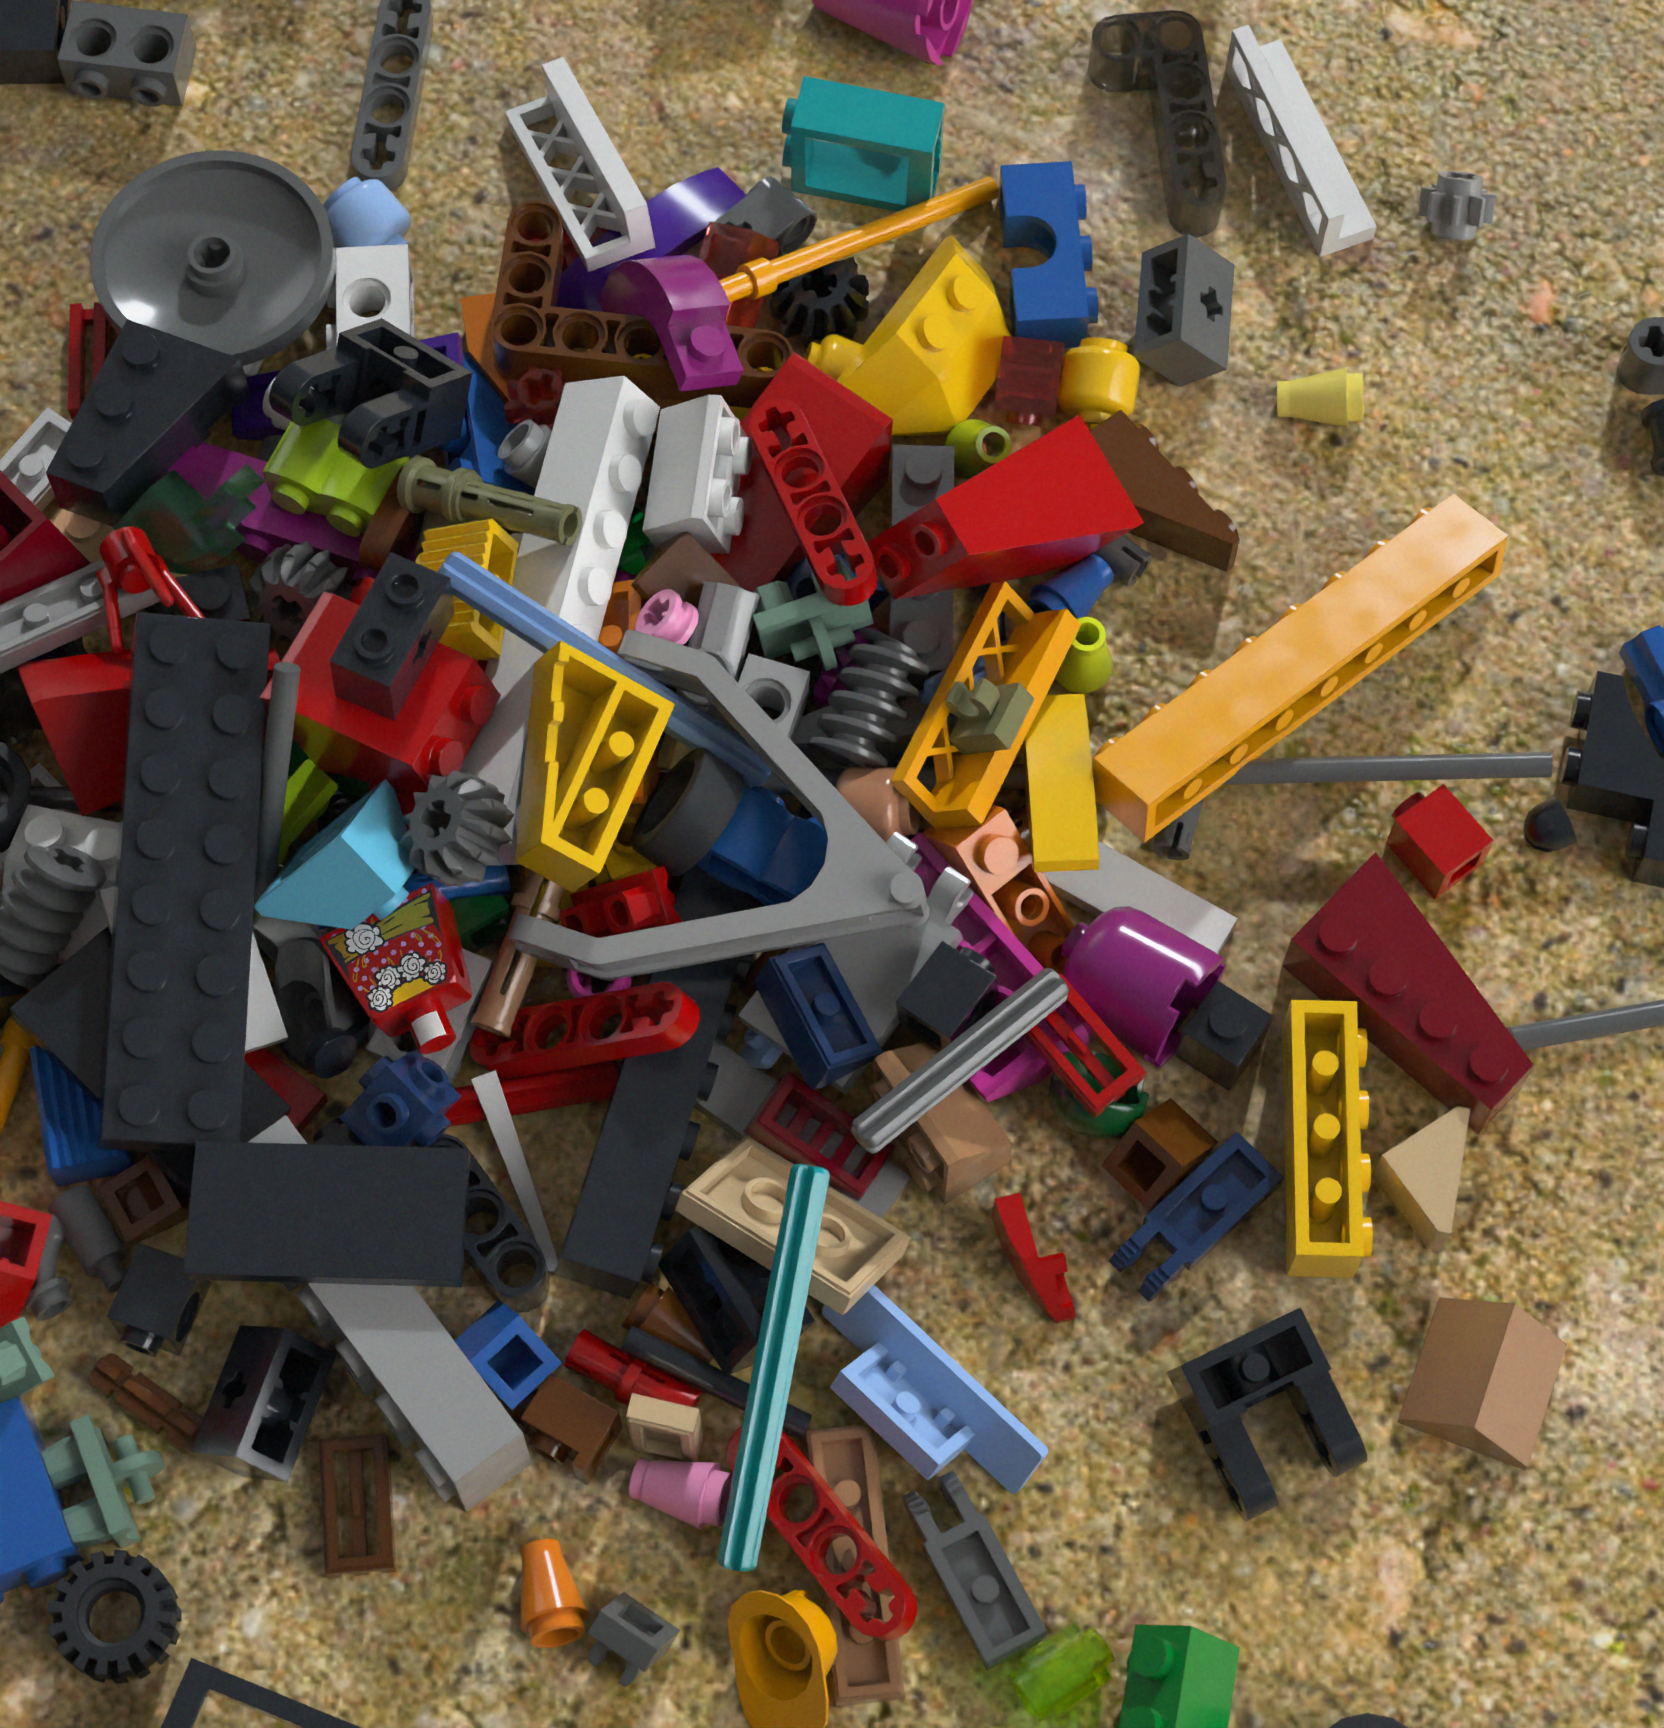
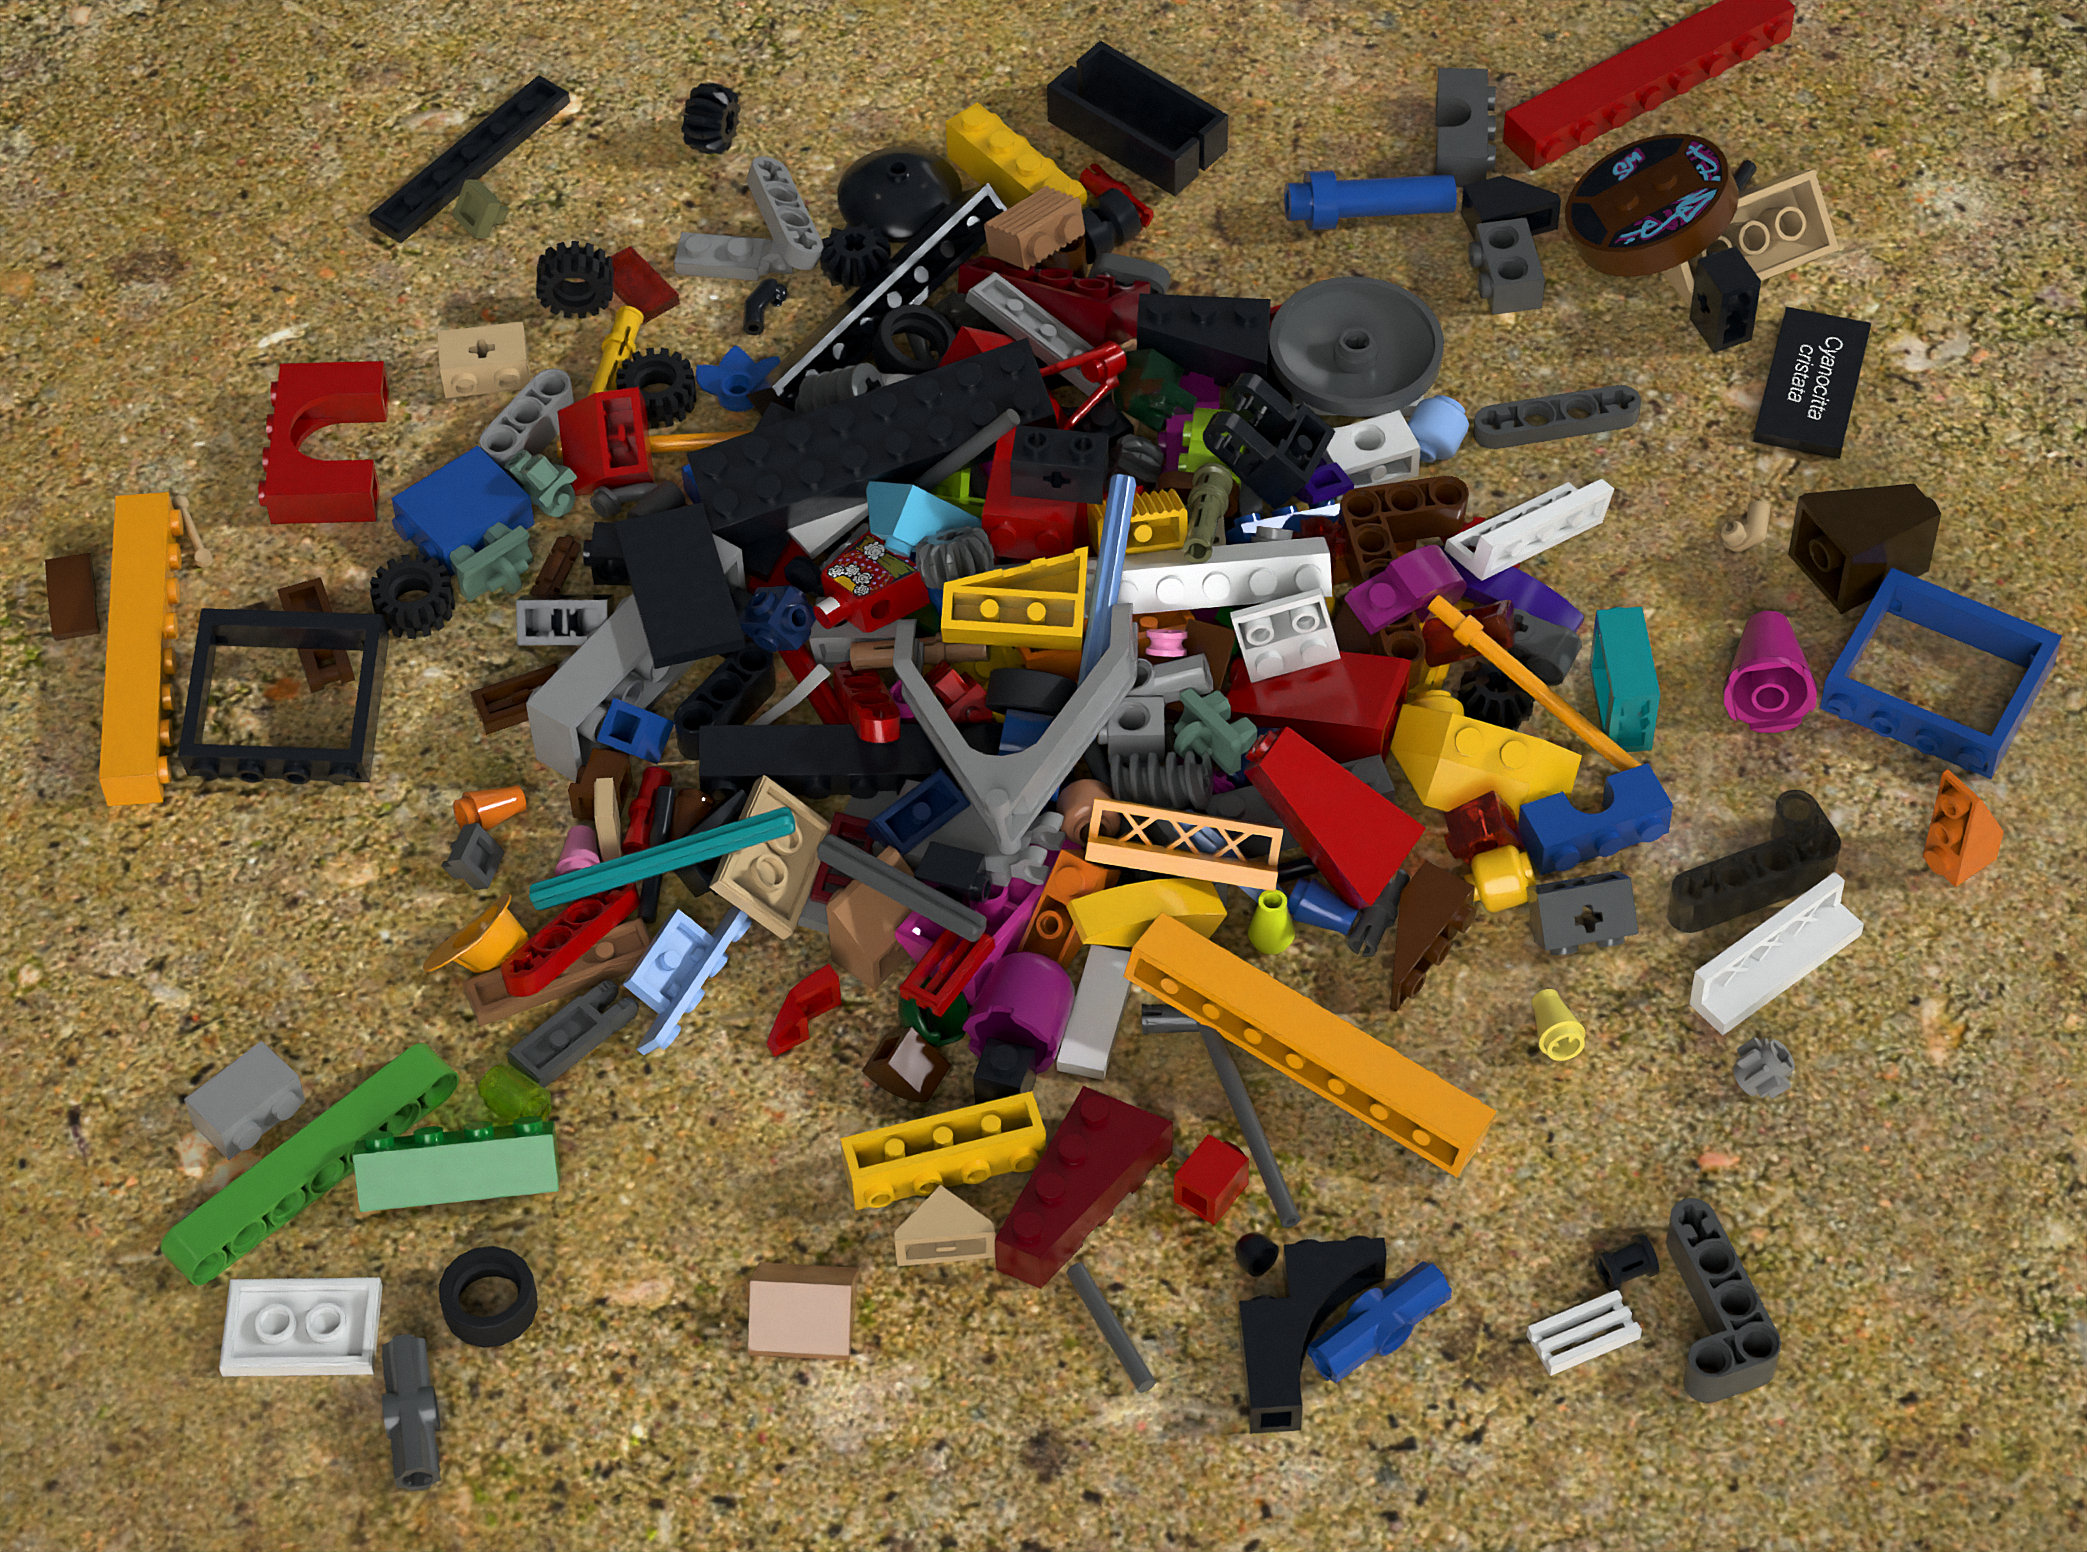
camera: 75 degrees right, 15 degrees down
(814, 500) = (1246, 718): red beam -> none
(968, 450) = (1420, 810): lime cone -> none
(987, 715) = (1167, 839): olive tile -> none
(1201, 1212) = (862, 1096): dark blue hinge -> none
(1248, 1371) = (755, 1146): black brick -> none

